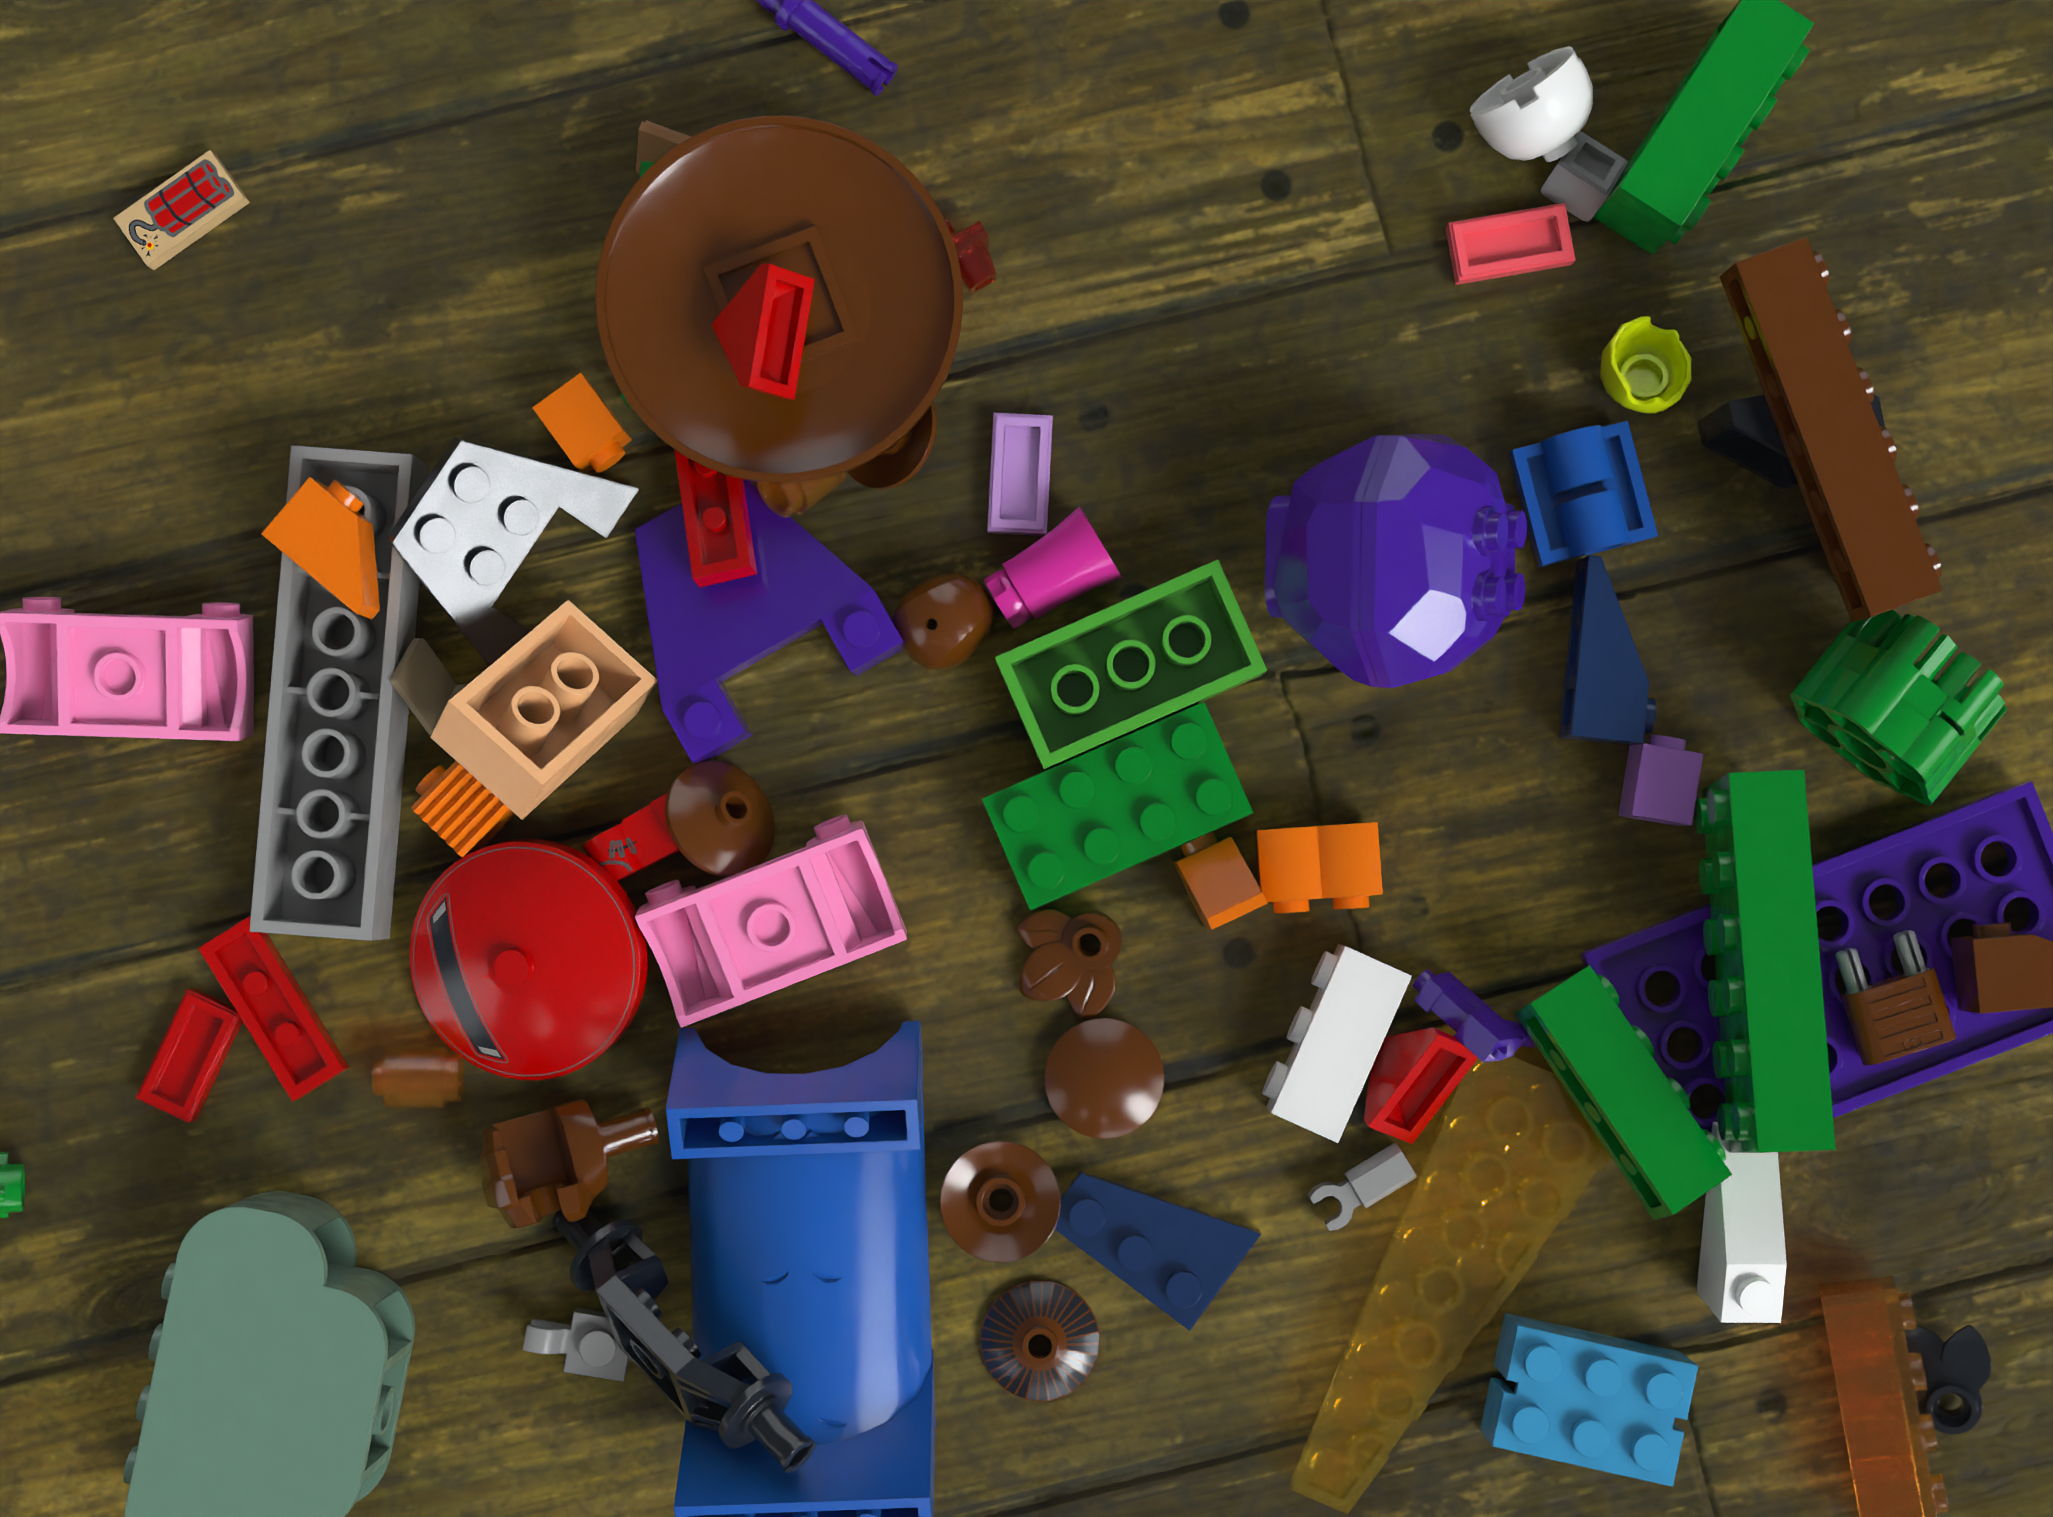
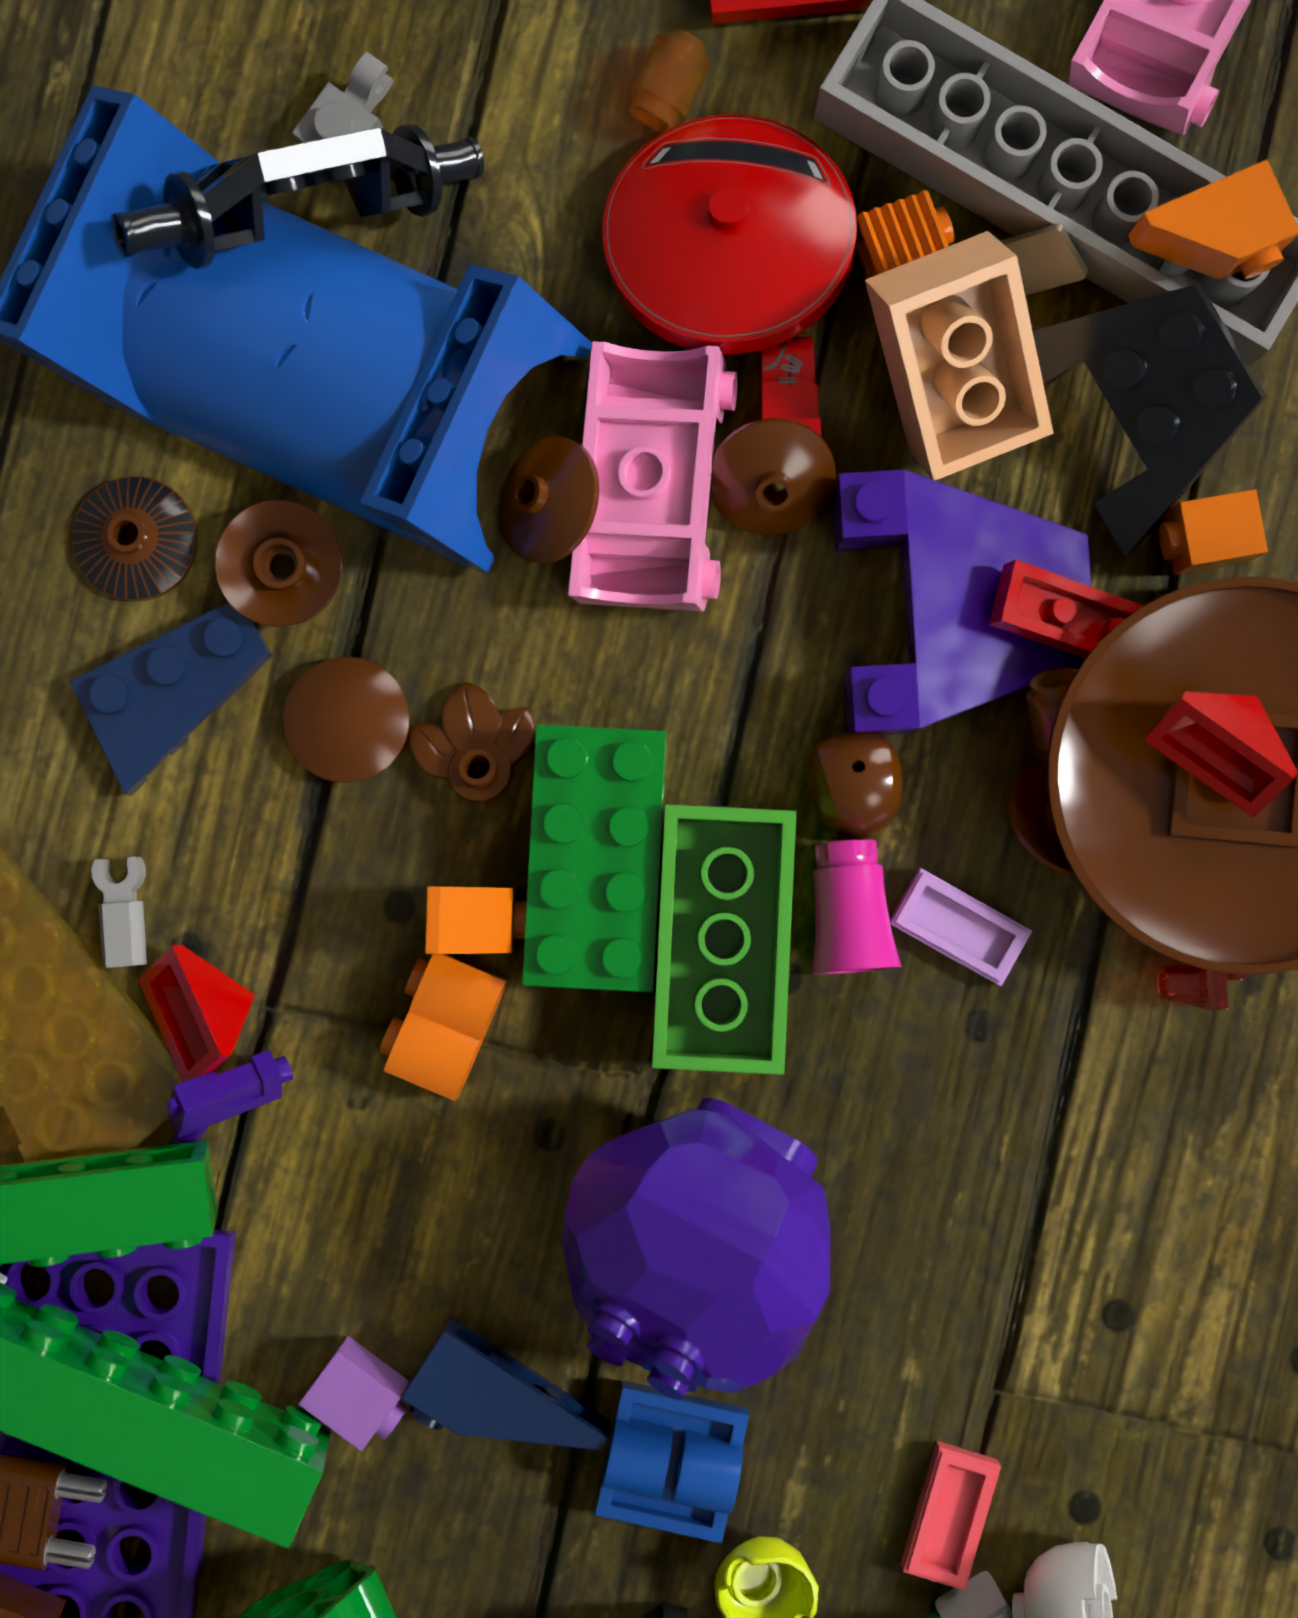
camera: 115 degrees right, 0 degrees up
(556, 1160) = (526, 164): reddish brown piece -> none
(832, 997) = (549, 500): none -> reddish brown dish
(1335, 1041) = (267, 955): white brick -> none

